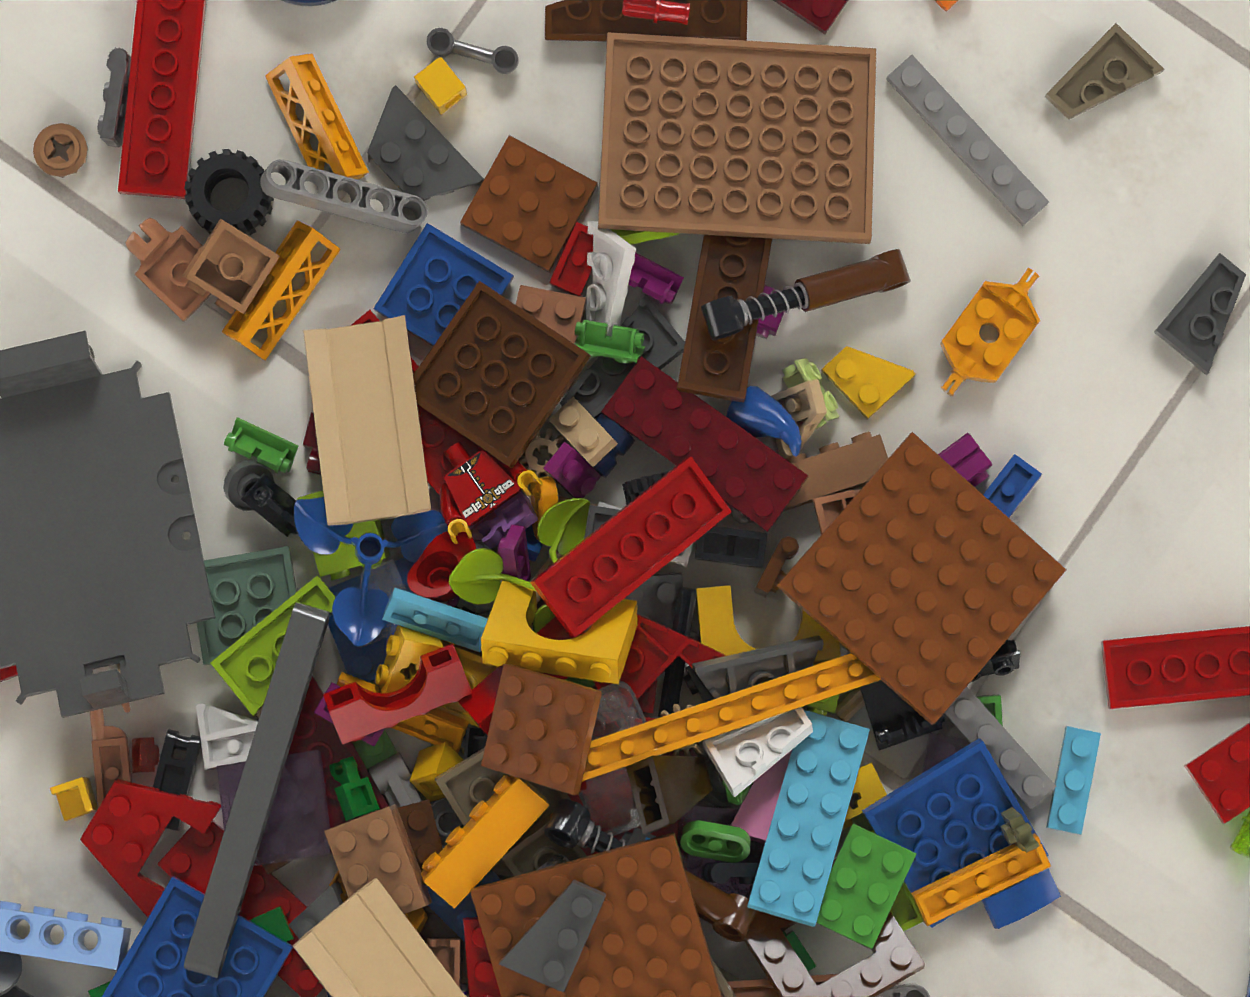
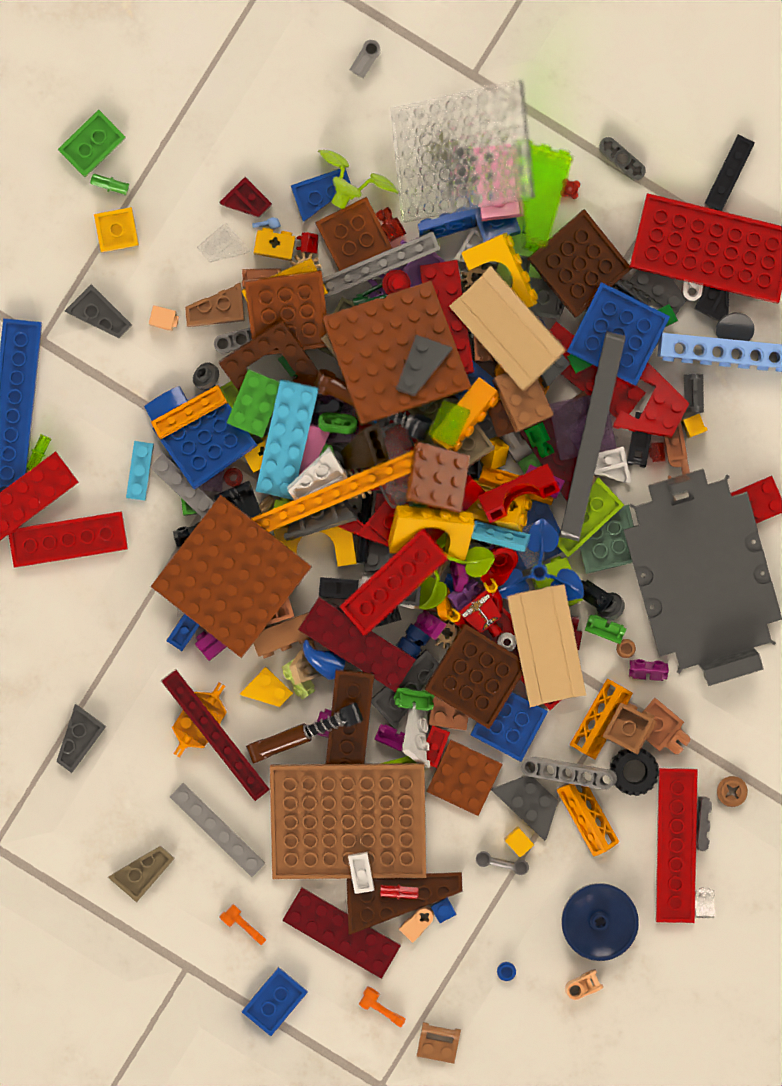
camera: 175 degrees right, 5 degrees up
(70, 858) = (694, 393): none -> dark grey hinge
(174, 370) = (657, 669): none -> magenta hinge
(226, 410) = (626, 648): none -> medium nougat plate
(436, 444) = (502, 637): none -> white plate
(514, 827) = (449, 423): none -> clear neon green plate
(583, 431) = (425, 647): tan plate -> none
(720, 46) = (361, 872): none -> white plate
(773, 574) = (314, 574): reddish brown plate -> none
(911, 767) = (233, 471): none -> clear red plate
(947, 942) = (206, 376): none -> dark grey plate
(964, 303) = (215, 734): none -> dark red plate
(1017, 831) = (170, 439): olive plate -> none

